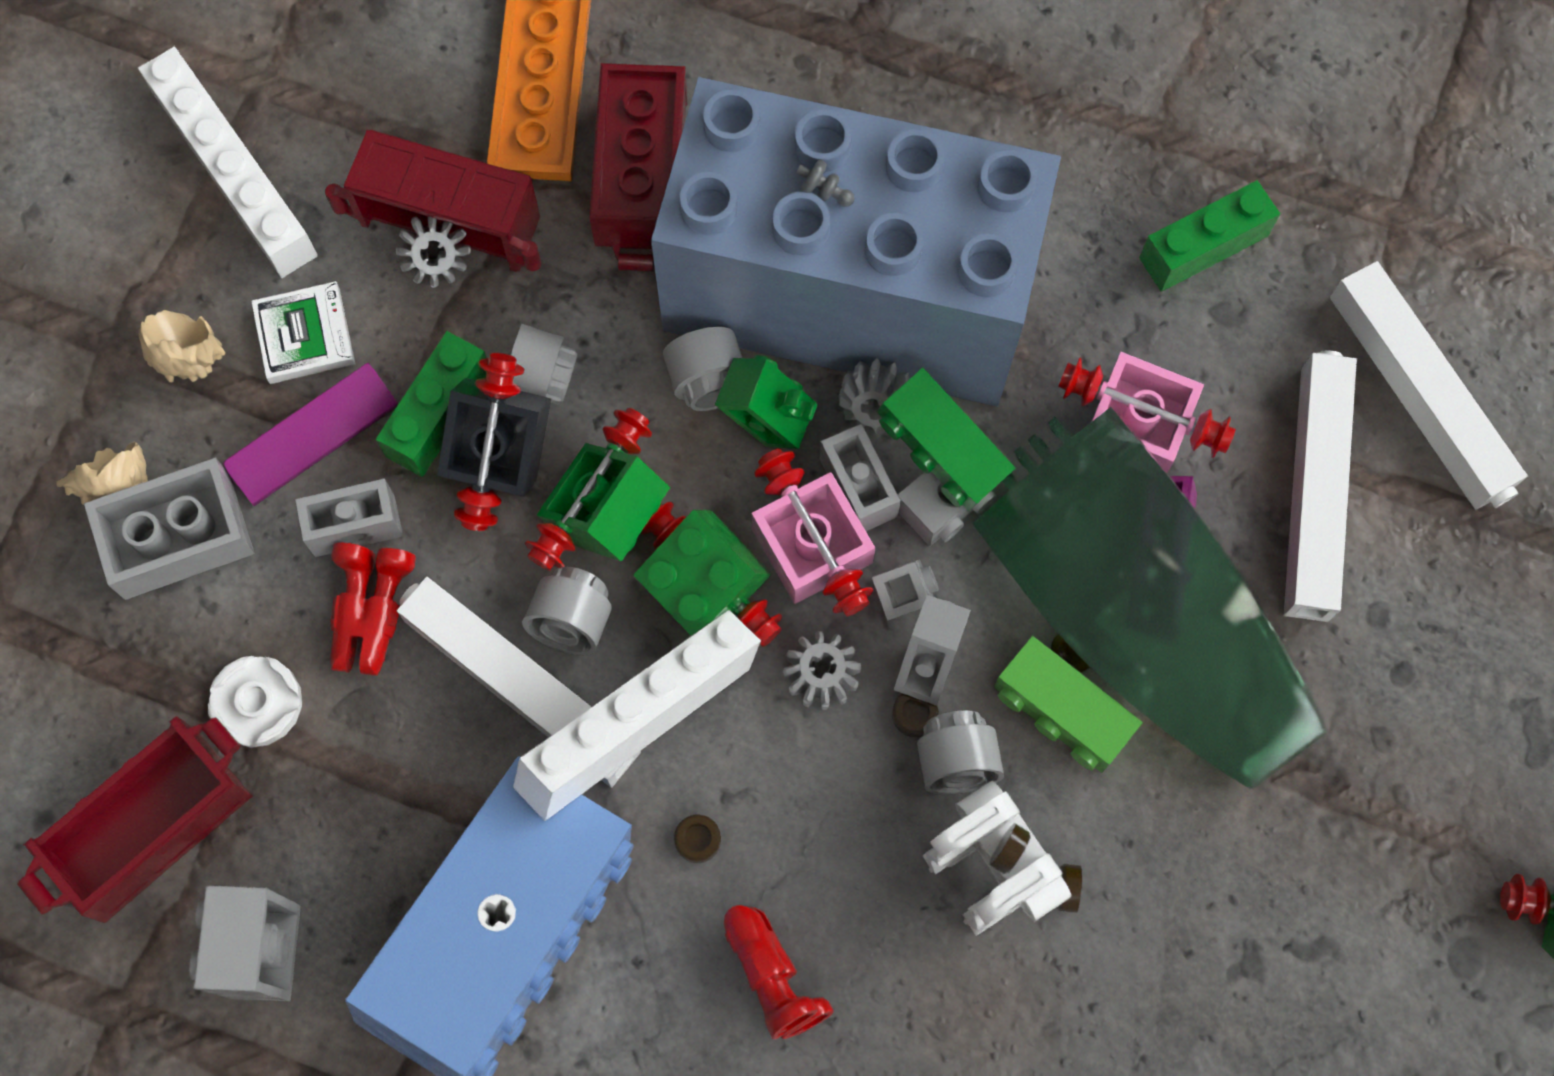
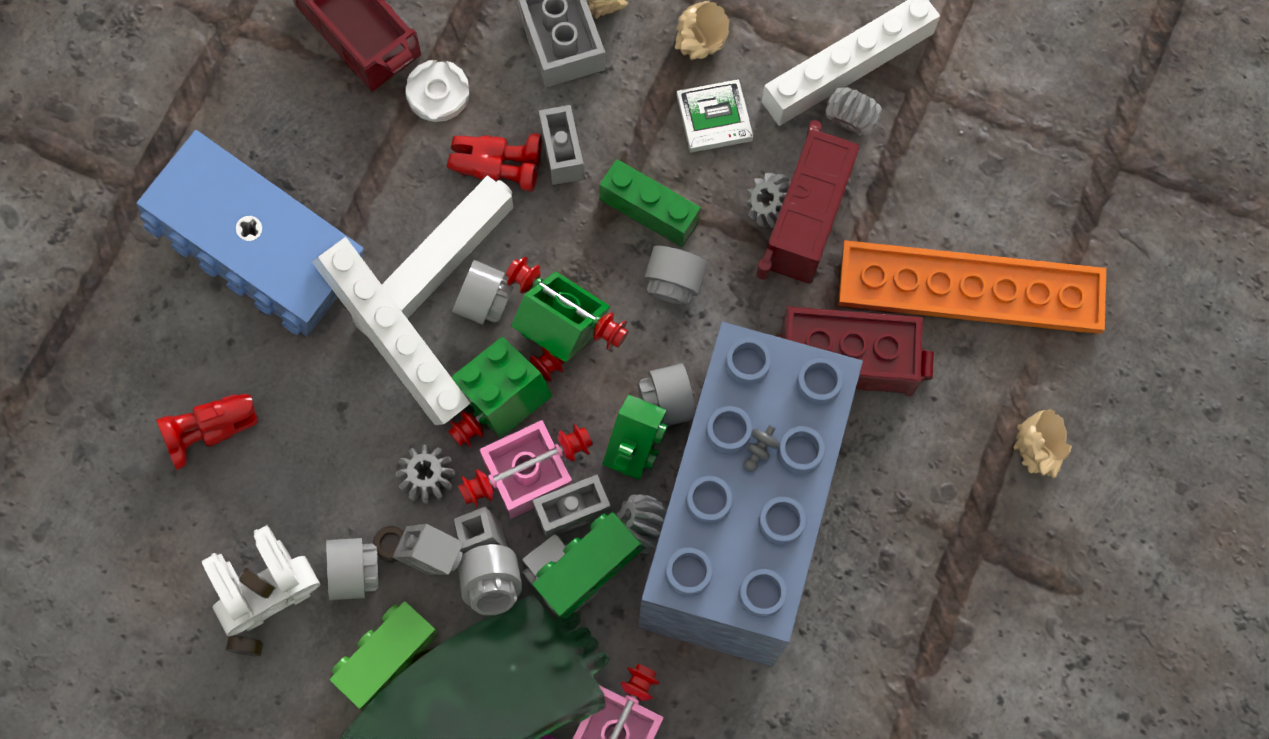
camera: 90 degrees right, 0 degrees up
(245, 944) = (254, 80): light grey brick -> none
(306, 154) = (853, 111): none -> light grey gear
(310, 434) = (633, 122): magenta slope -> none
(492, 439) = (611, 239): black brick -> none
(697, 838) = (311, 383): dark brown tile -> none
(965, 568) = (489, 579): none -> light grey piece

